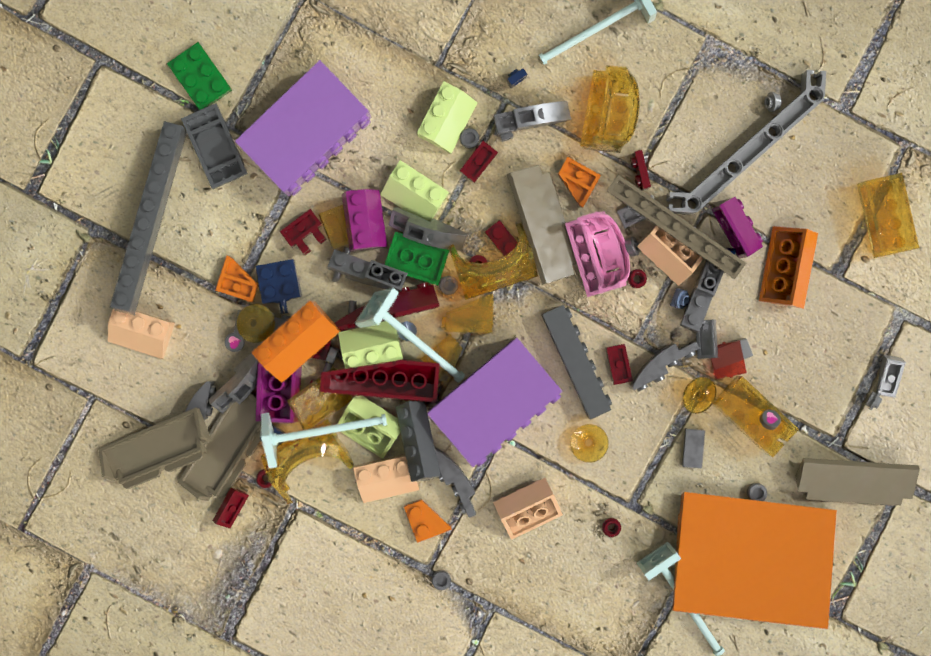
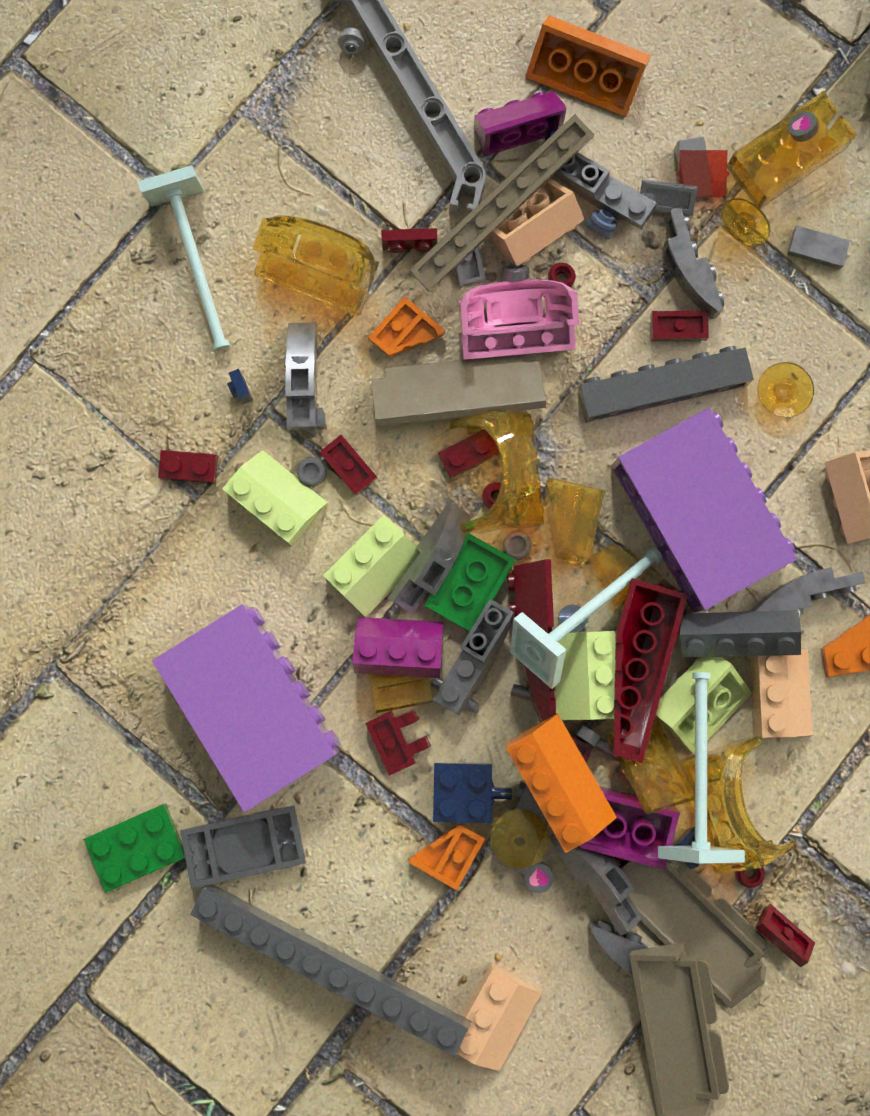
camera: 75 degrees left, 5 degrees down
(456, 55) = (188, 466): none -> dark red plate

